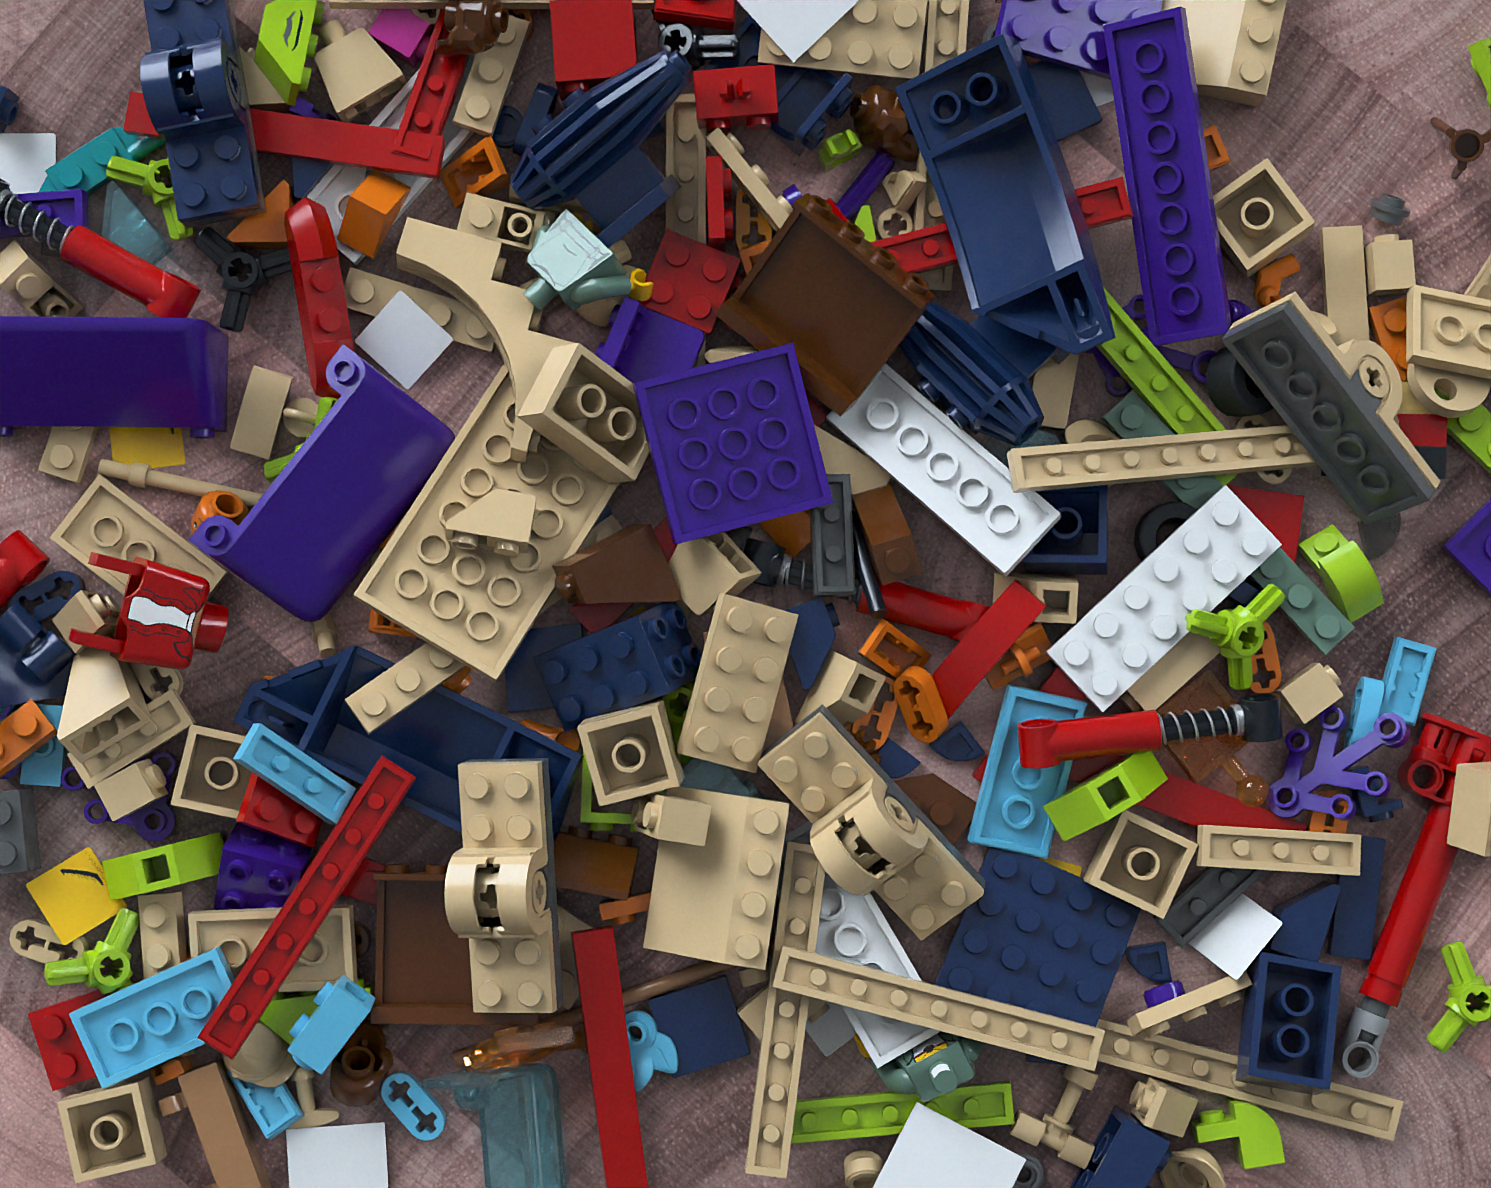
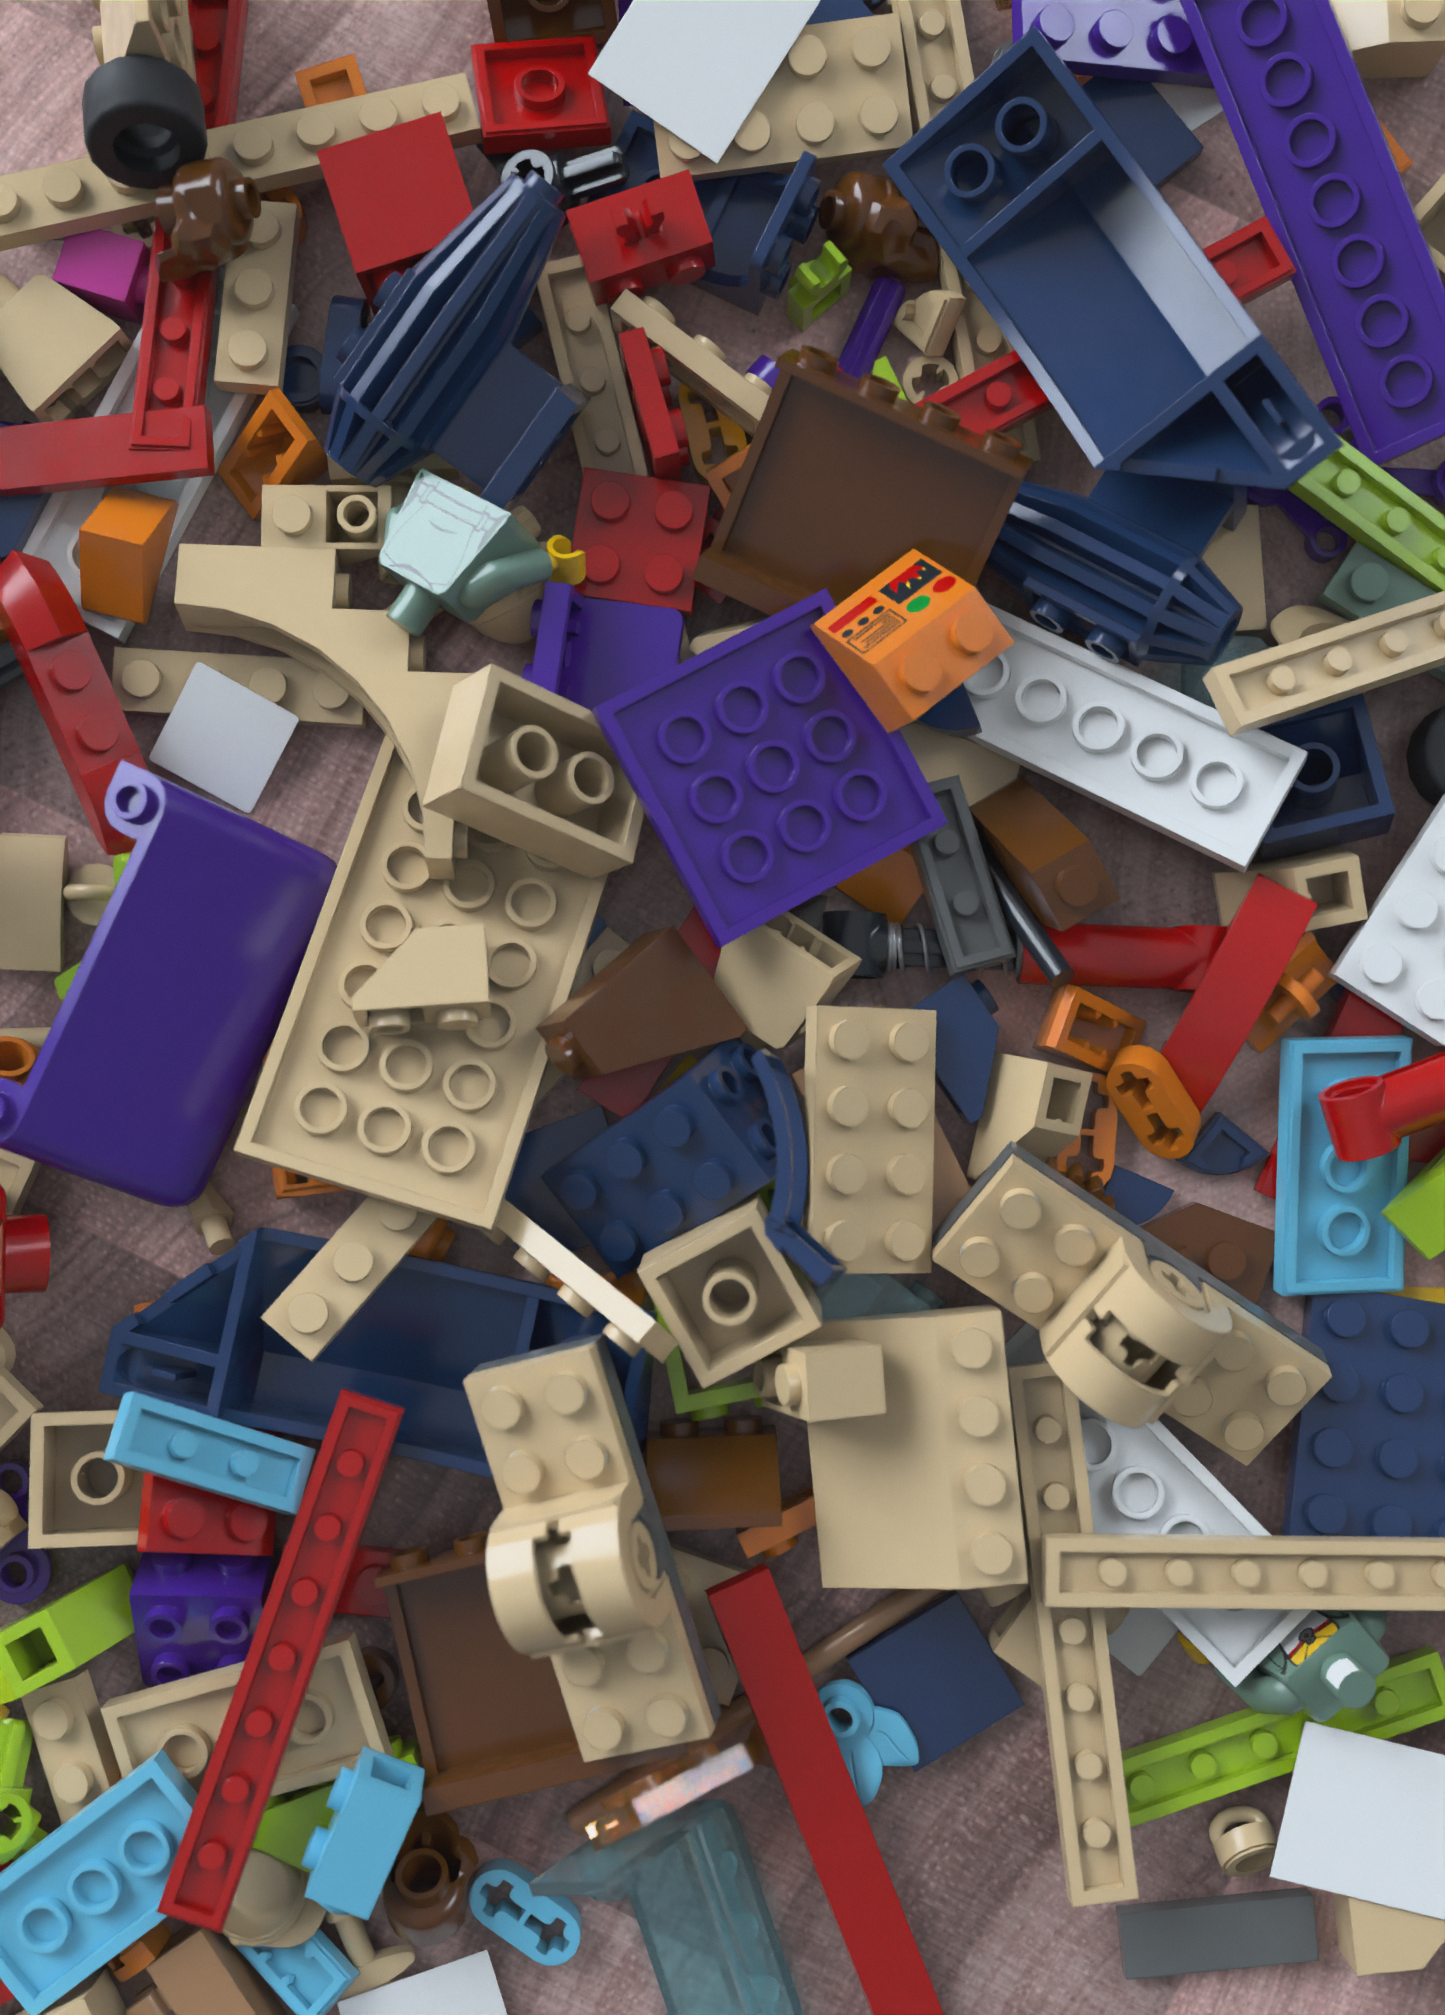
camera: 15 degrees left, 0 degrees up
(542, 727) = (583, 1287): none -> tan plate
(670, 722) = (792, 1173): none -> dark blue piece
(835, 385) = (911, 638): none -> orange slope
(850, 429) = (952, 715): none -> dark blue tile

